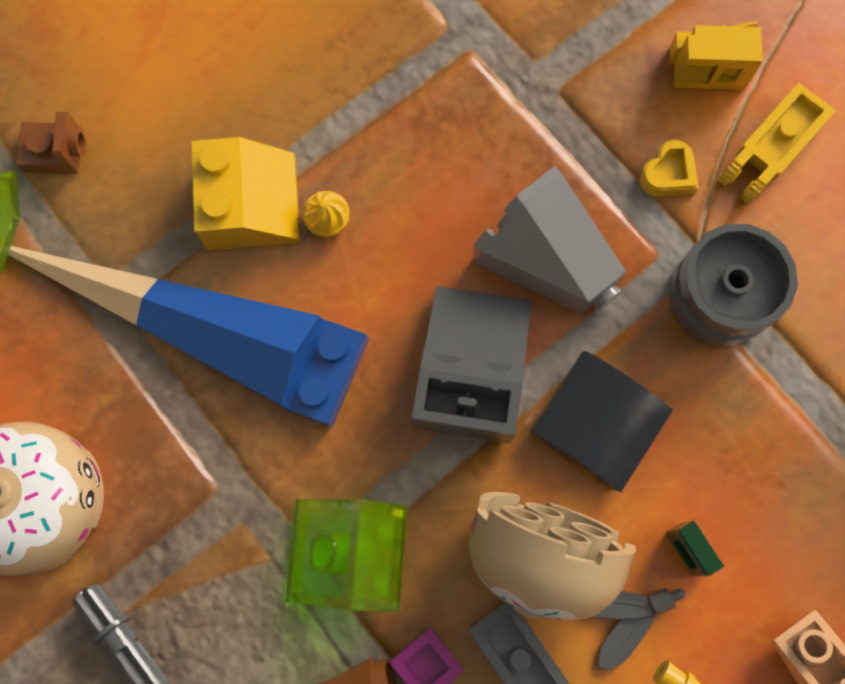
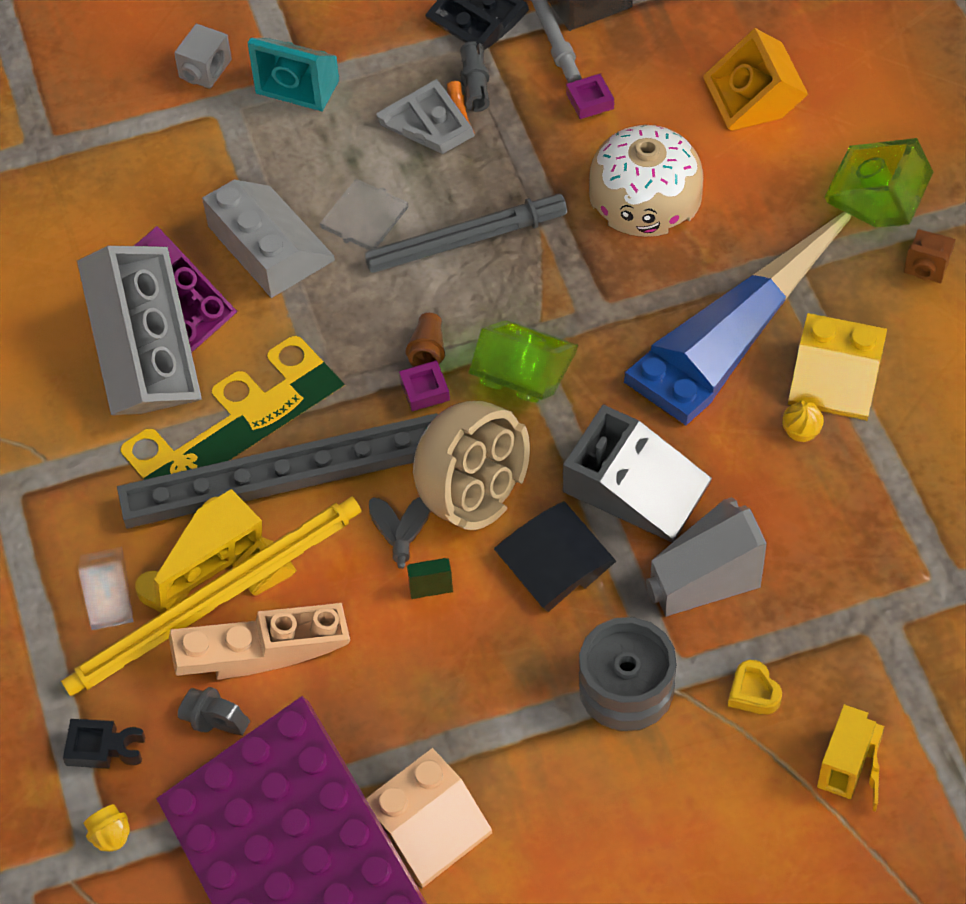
camera: 110 degrees right, 20 degrees down
(779, 139) = (752, 781): yellow hinge -> none

